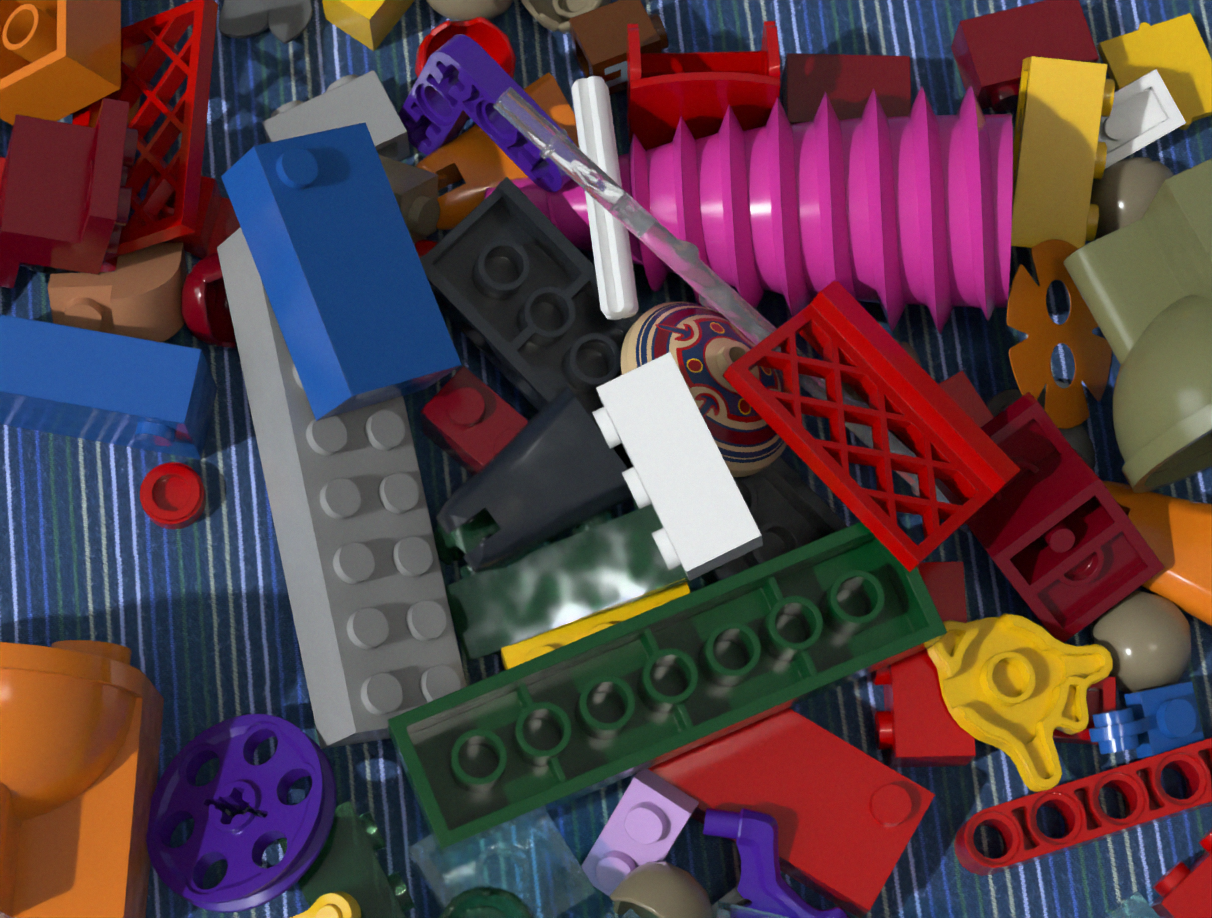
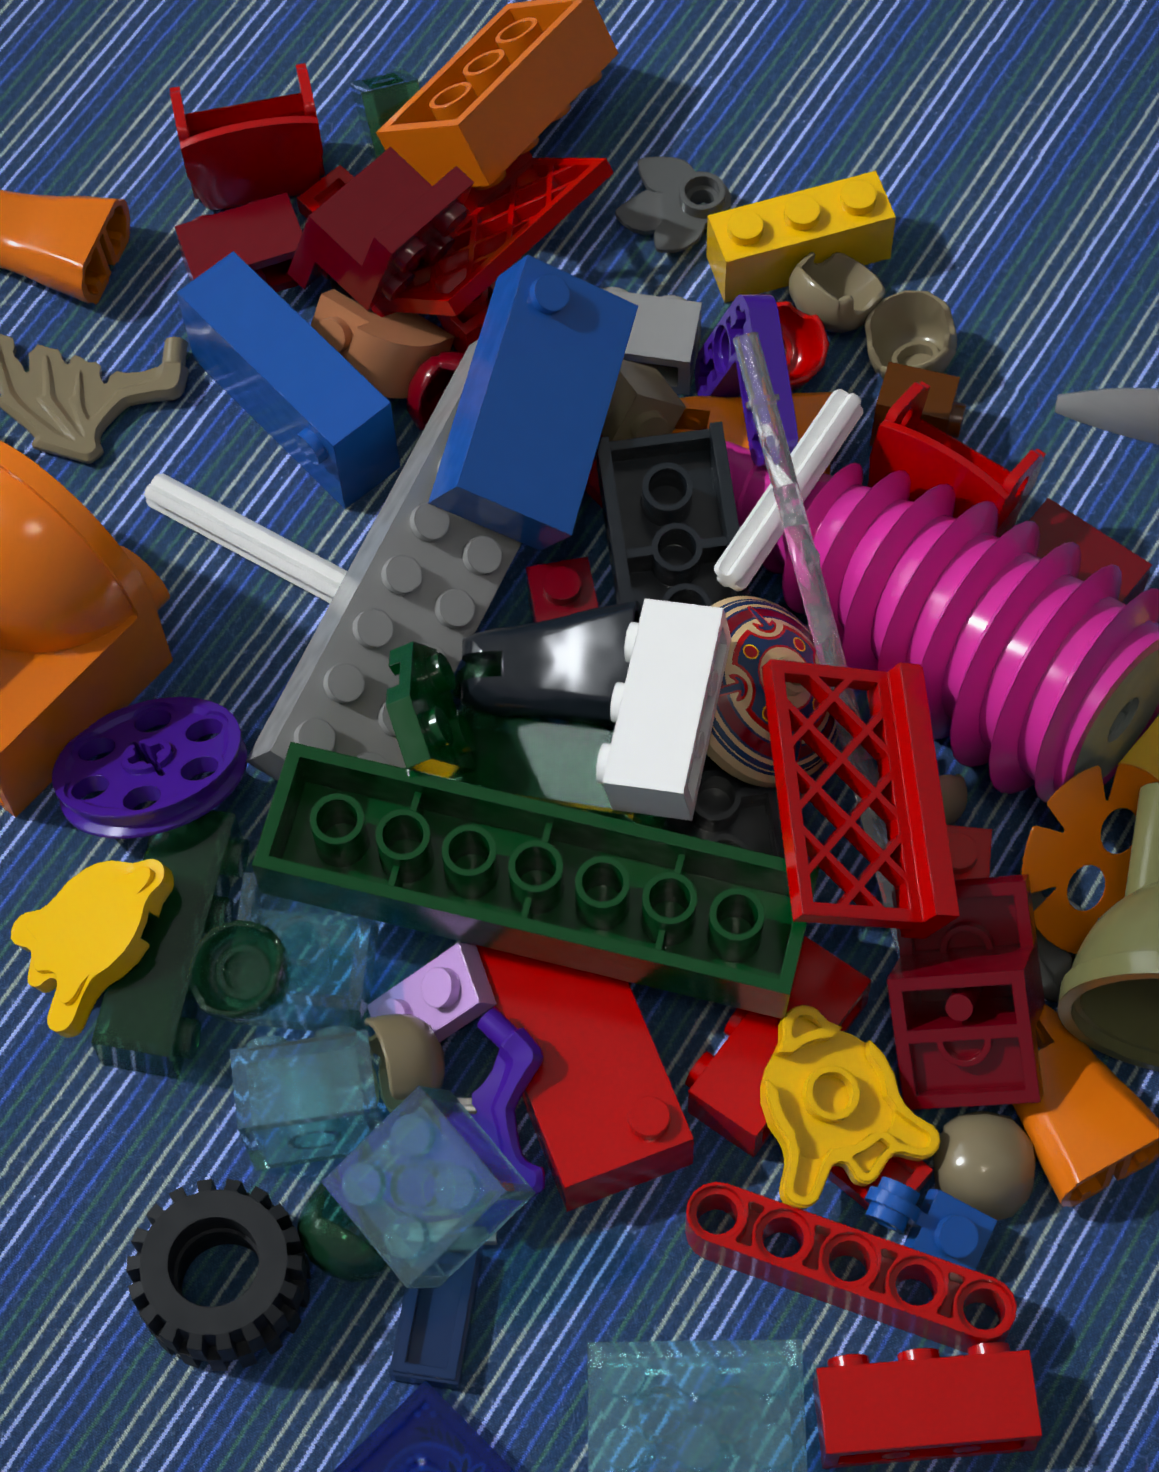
camera: 45 degrees right, 10 degrees down
(146, 546) = (244, 537): none -> white axle
(173, 495) = (301, 517): red tile -> none
(477, 616) = (425, 716): none -> dark green plate

